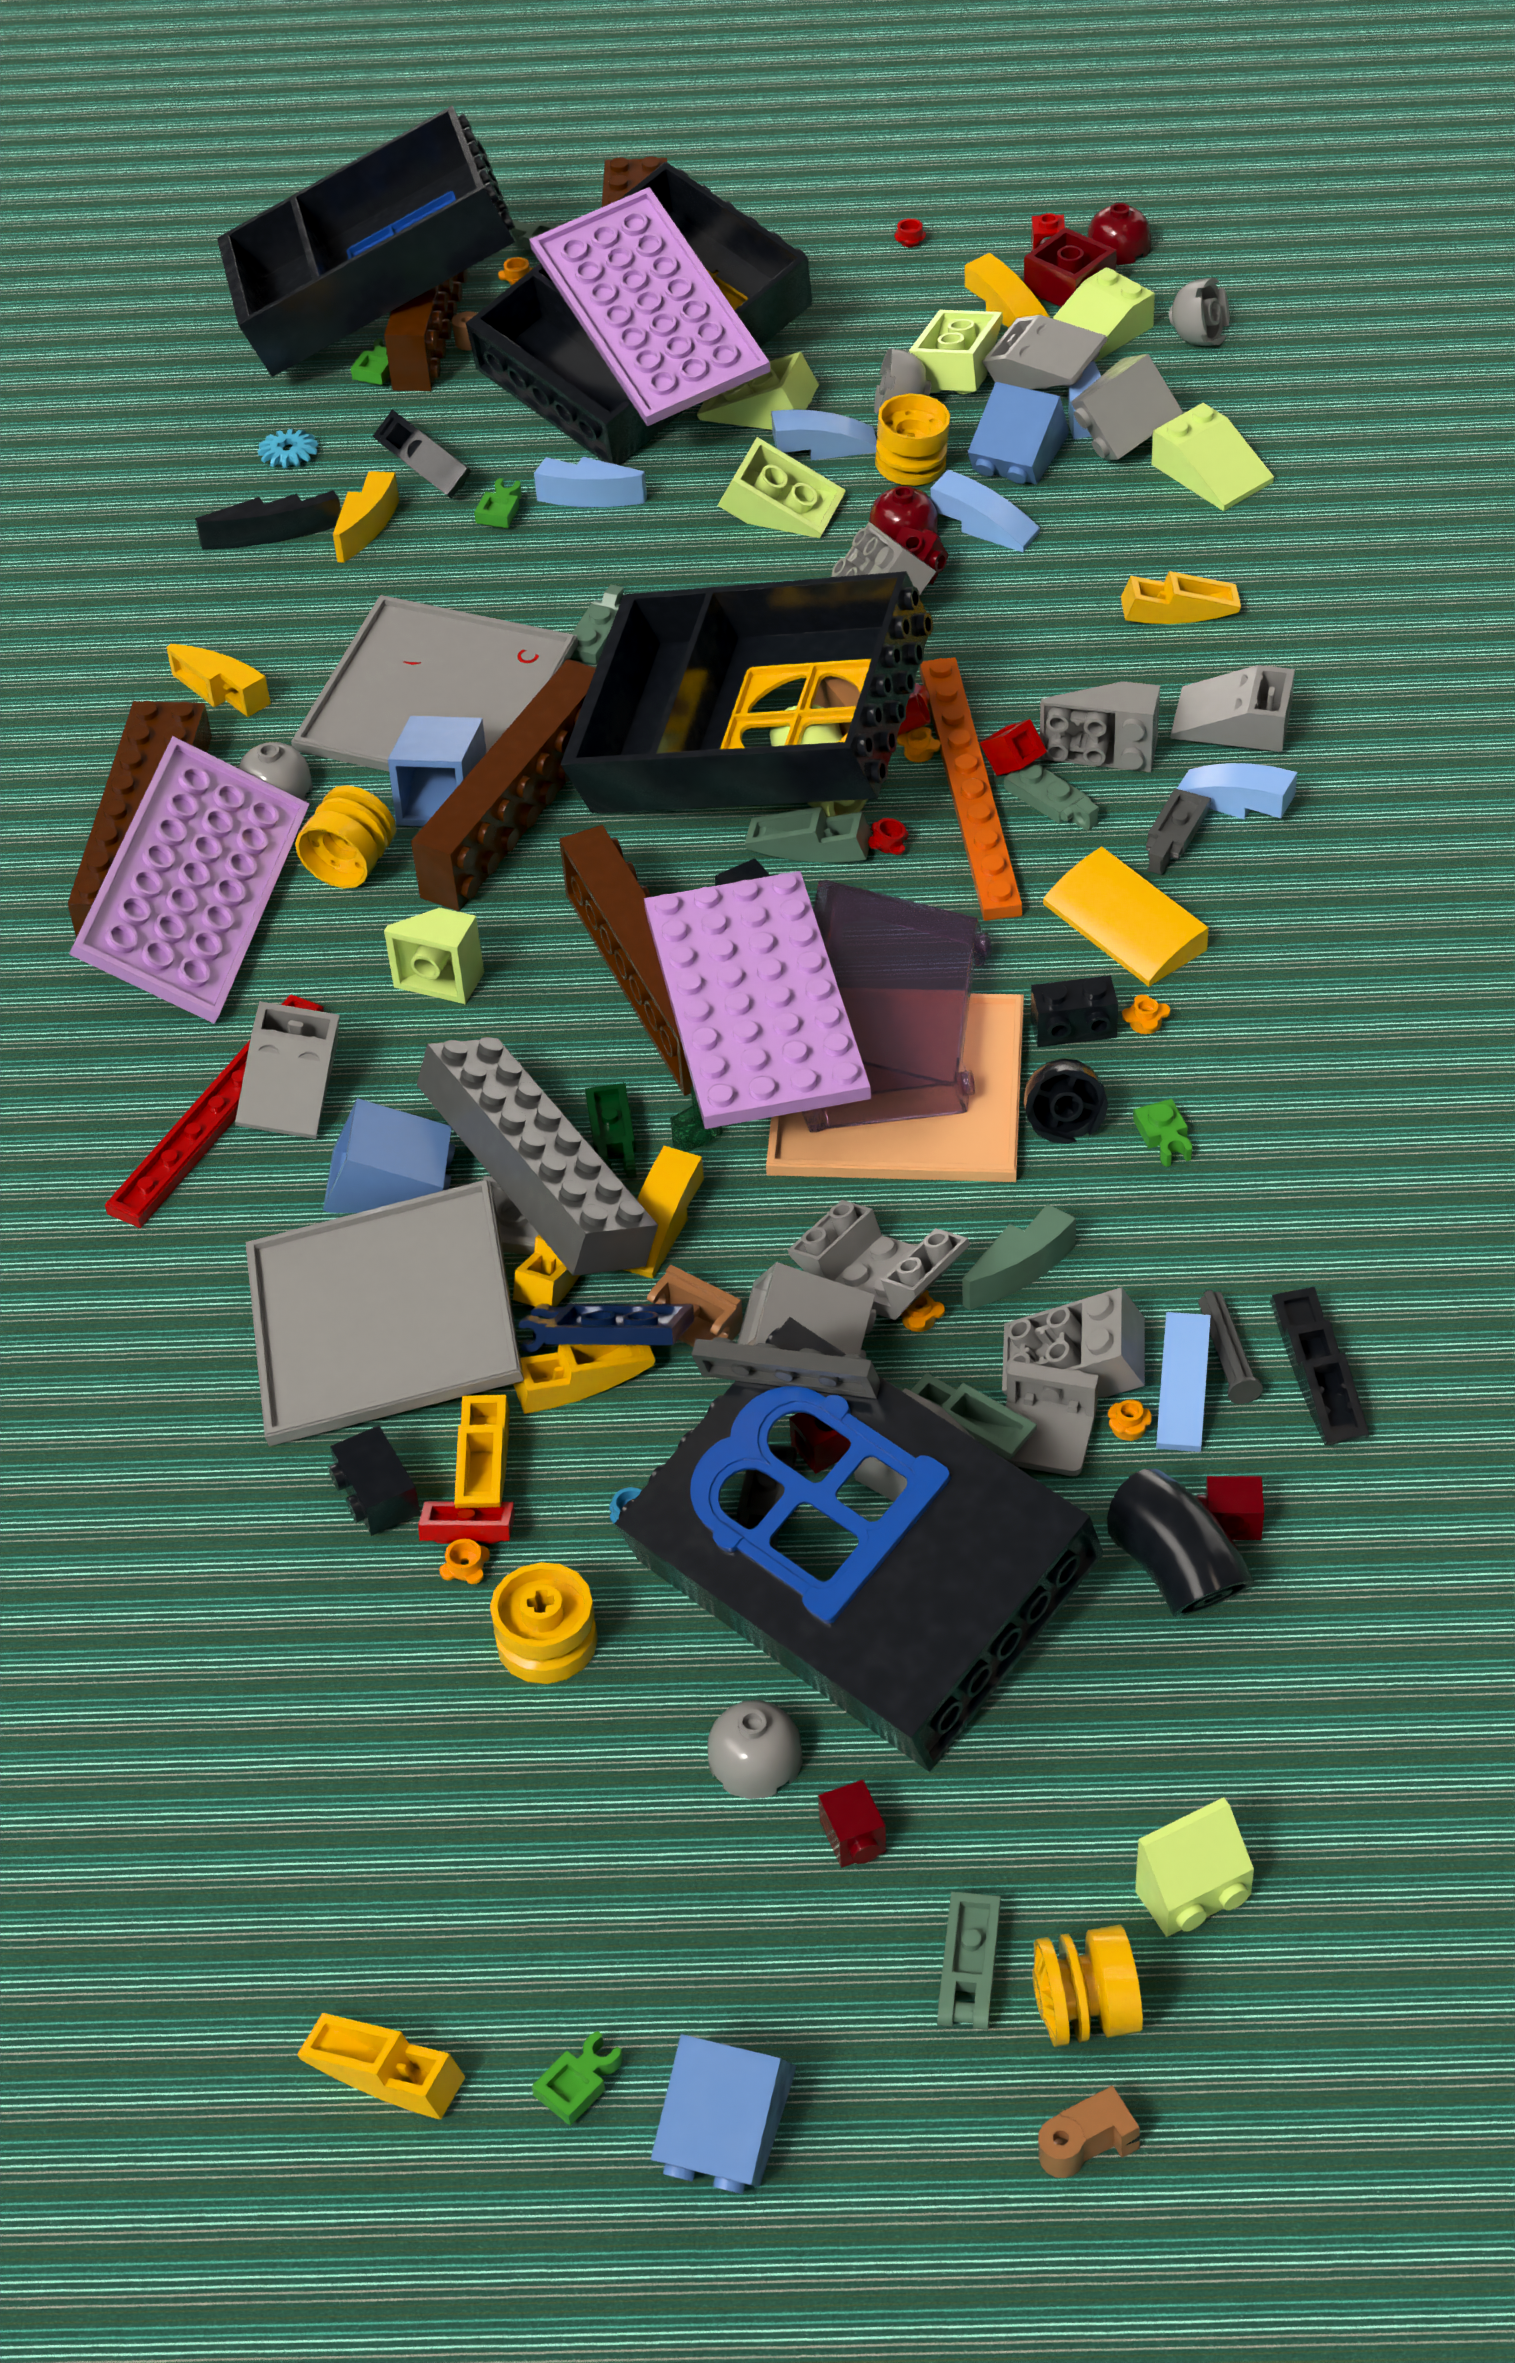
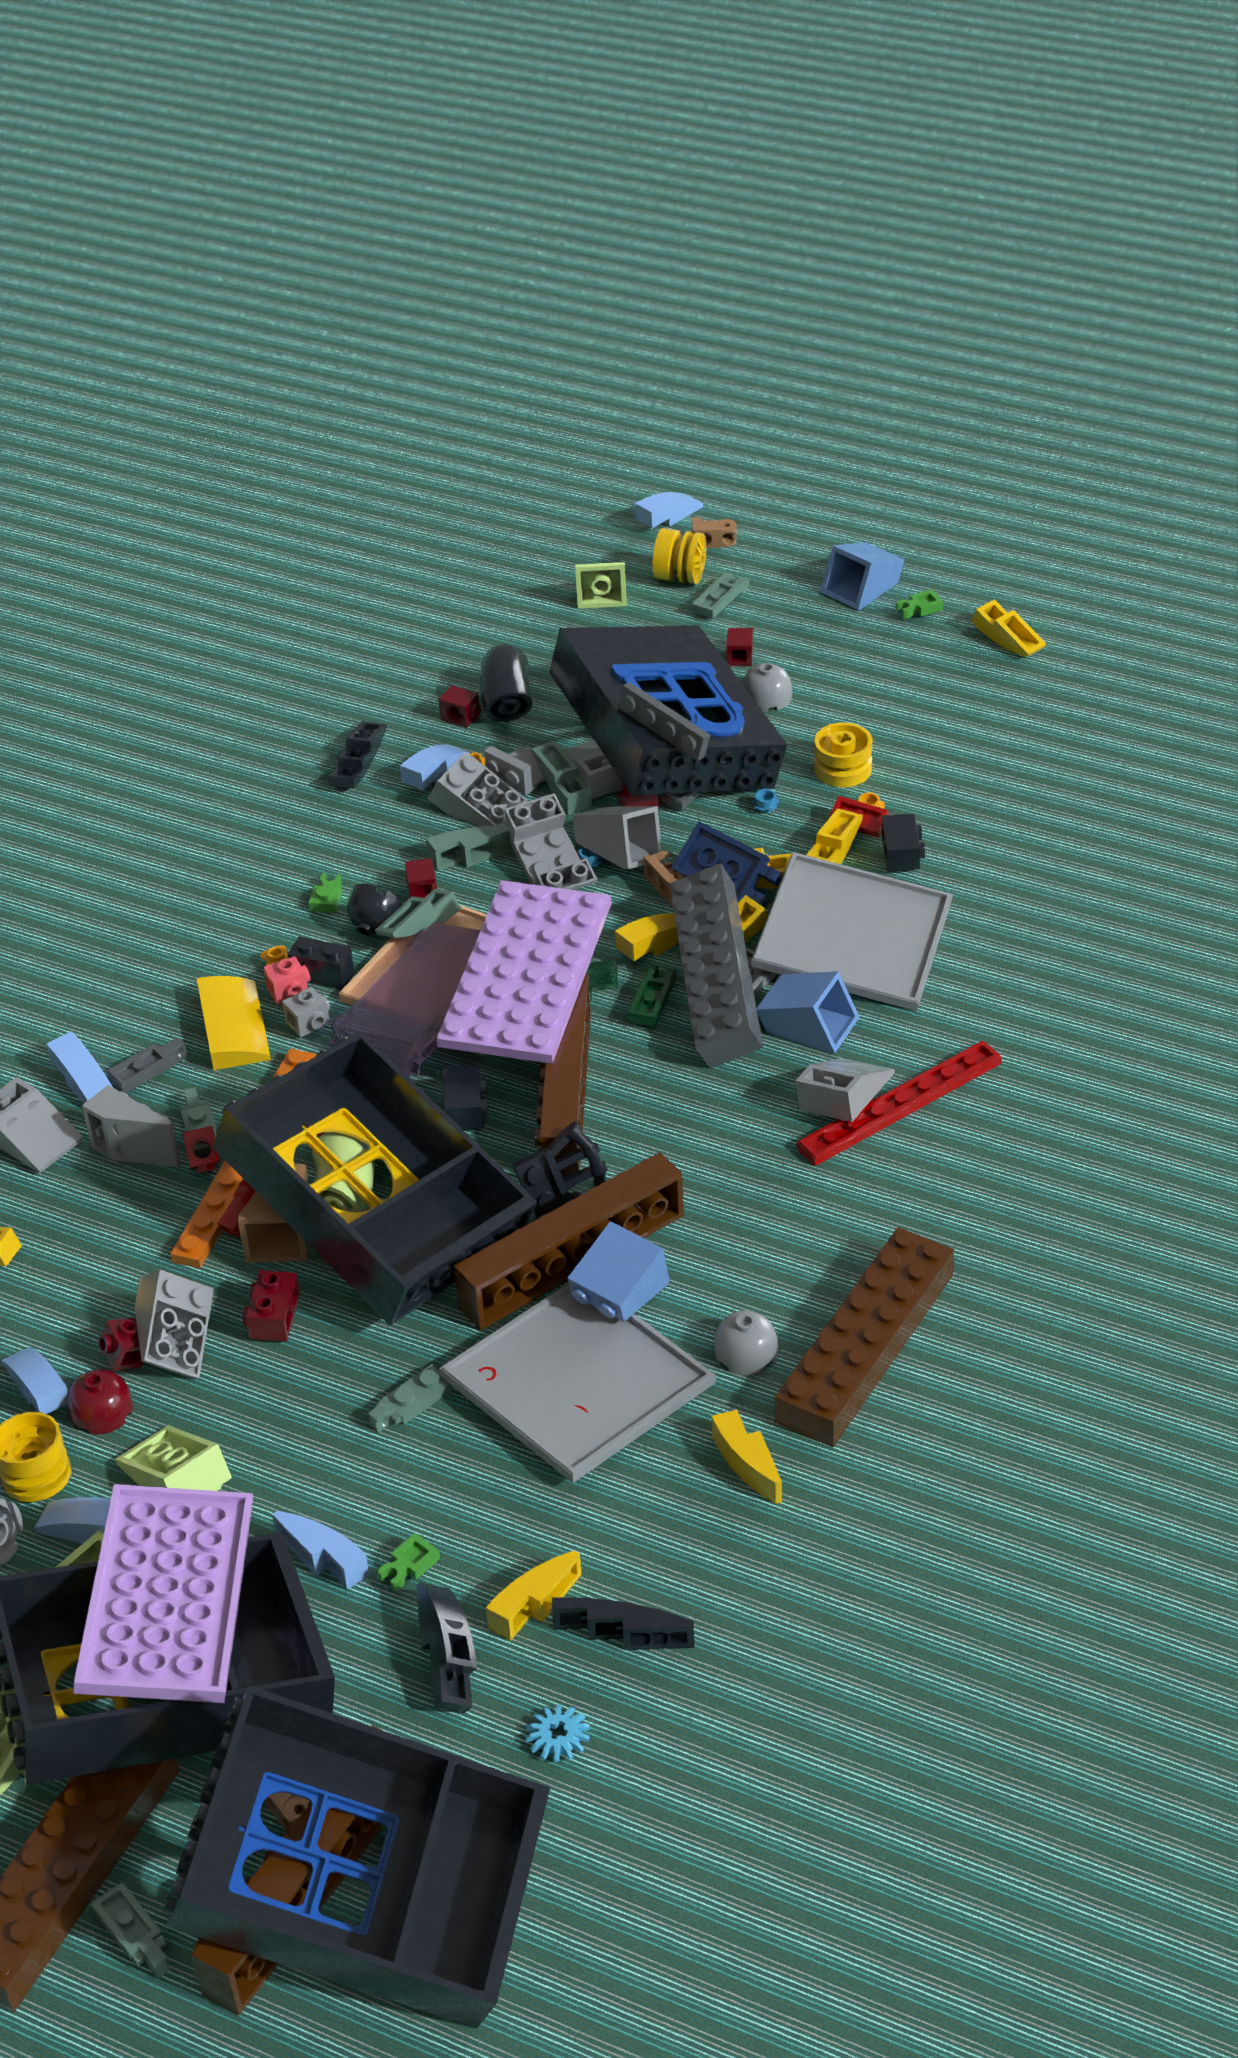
camera: 155 degrees left, 5 degrees down
(190, 880) = (850, 1239): lavender plate -> none
(345, 836) = (720, 1238): yellow wheel -> none
(436, 954) = (702, 1123): yellowish green slope -> none
(544, 849) = (542, 1176): none -> black plate
(991, 1104) = (420, 914): none -> sand green slope
(1033, 938) = (306, 1011): none -> light grey brick
(1043, 1178) = (420, 877): none -> dark red brick
(1096, 959) = (286, 979): none -> coral brick
(1220, 2176) = (665, 508): none -> light blue slope
(1242, 1383) = (393, 778): dark grey axle -> none

